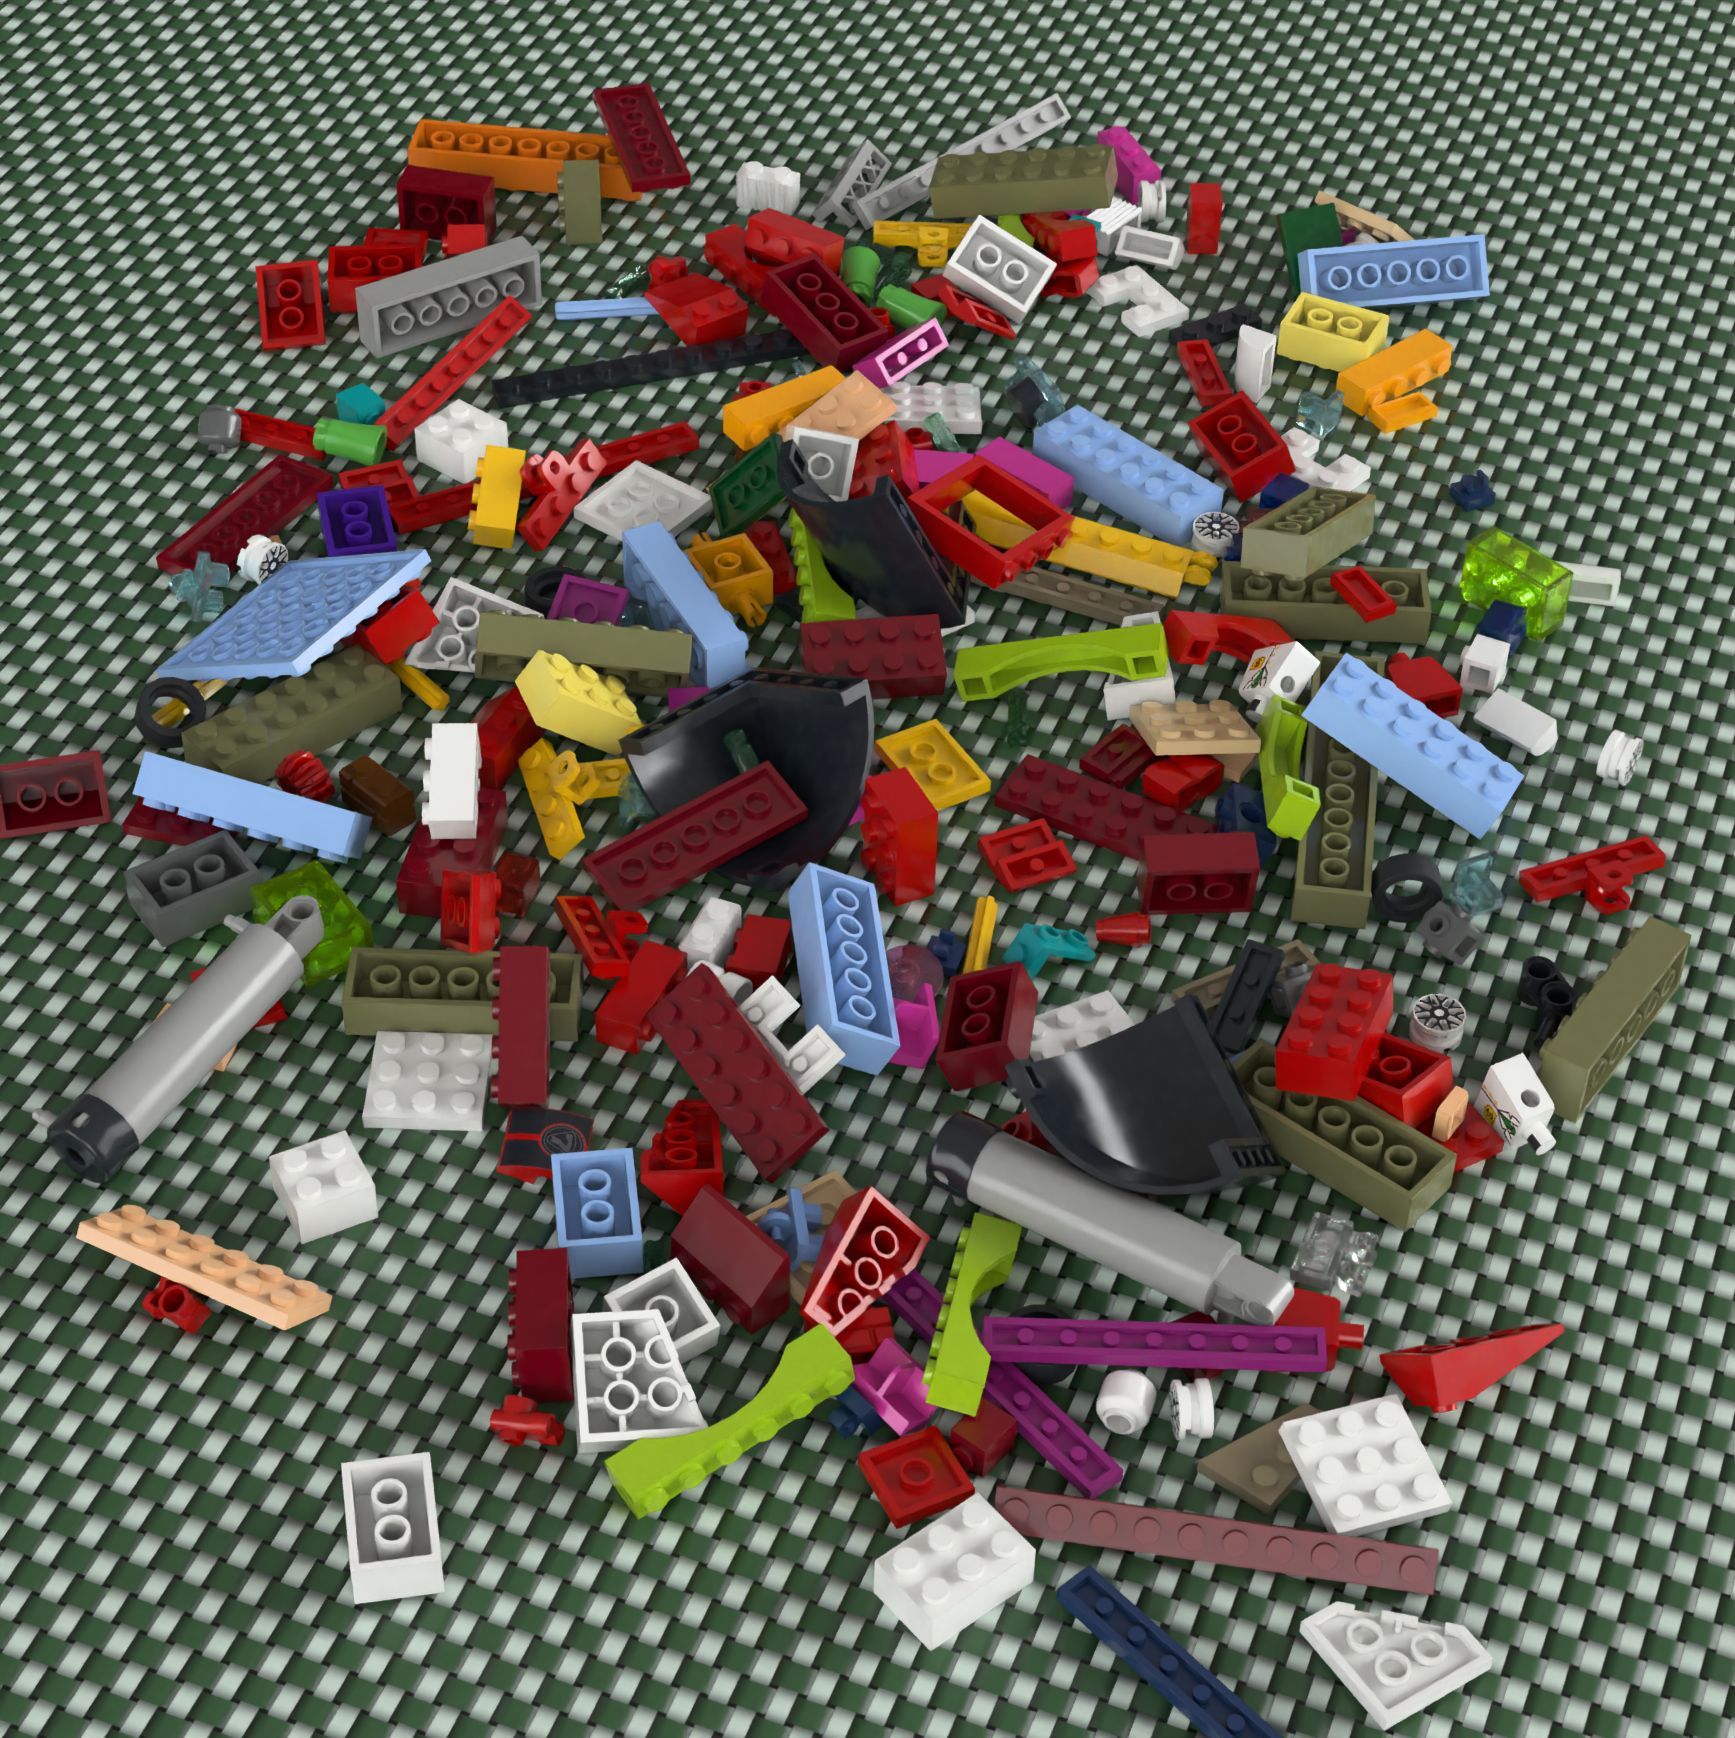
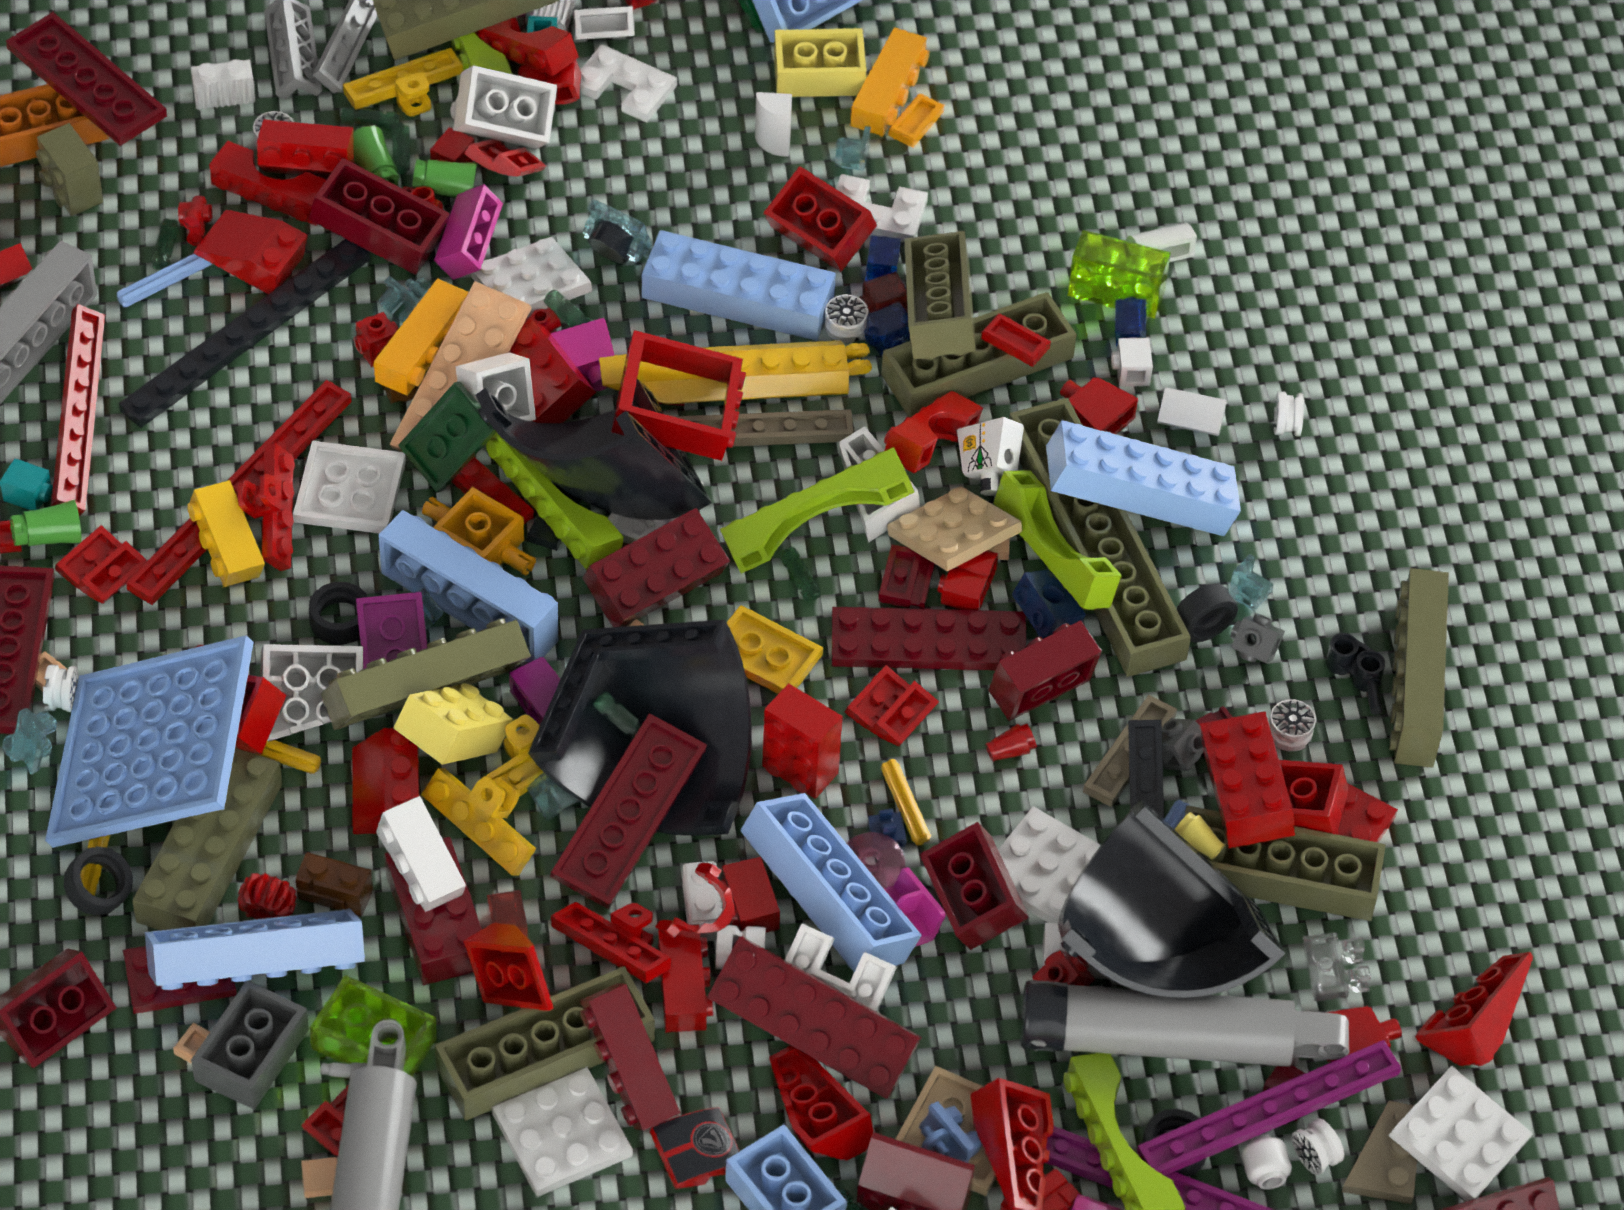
camera: 30 degrees left, 10 degrees up
(356, 521) = (125, 620): dark purple brick -> none
(457, 438) = (143, 483): white brick -> none
(699, 952) = (710, 874): none -> red helmet
(1031, 470) = (652, 316): dark pink brick -> none
(1037, 943) = (961, 790): teal bracket -> none
(1203, 372) = (731, 143): red plate -> none
(1217, 327) = (709, 90): black plate -> none
(1249, 1063) = (1199, 835): none -> light yellow cone
(1450, 1114) = (1357, 808): light nougat tile -> none
(1472, 492) = (1022, 184): dark blue tile -> none
(1517, 1105) = (1396, 777): white torso -> none
(1597, 871) = (1330, 531): red plate -> none

